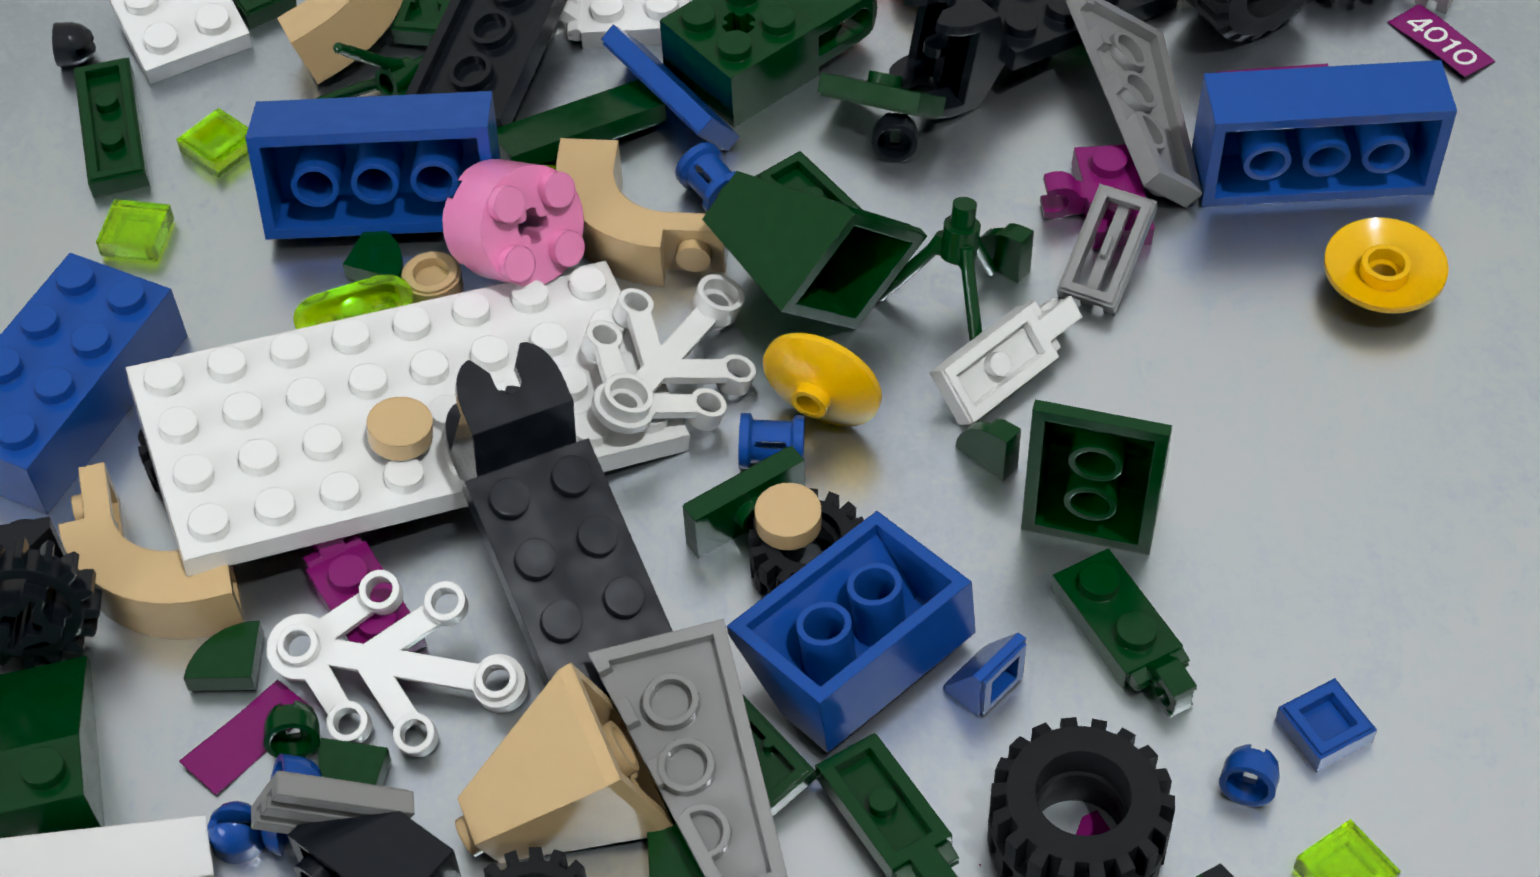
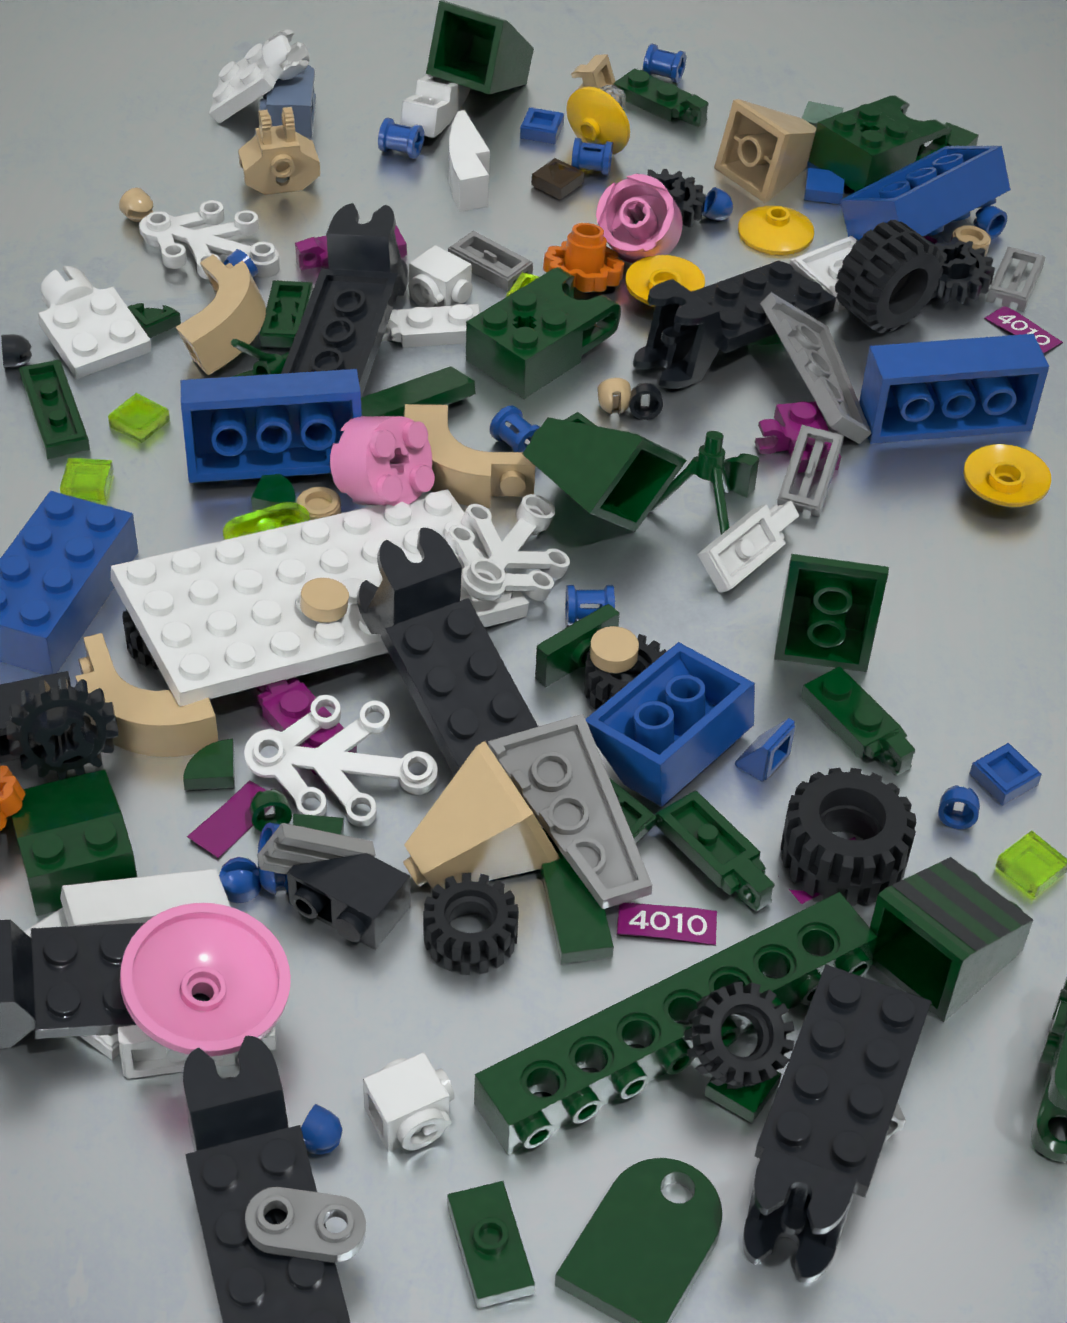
camera: 10 degrees left, 5 degrees down
(669, 89) = (475, 370): blue tile -> none
(822, 379) = (623, 559): yellow dish -> none
(853, 127) = (612, 387): none -> tan hinge
(882, 92) = (633, 369): dark green plate -> none
(992, 446) = (747, 602): dark green tile -> none

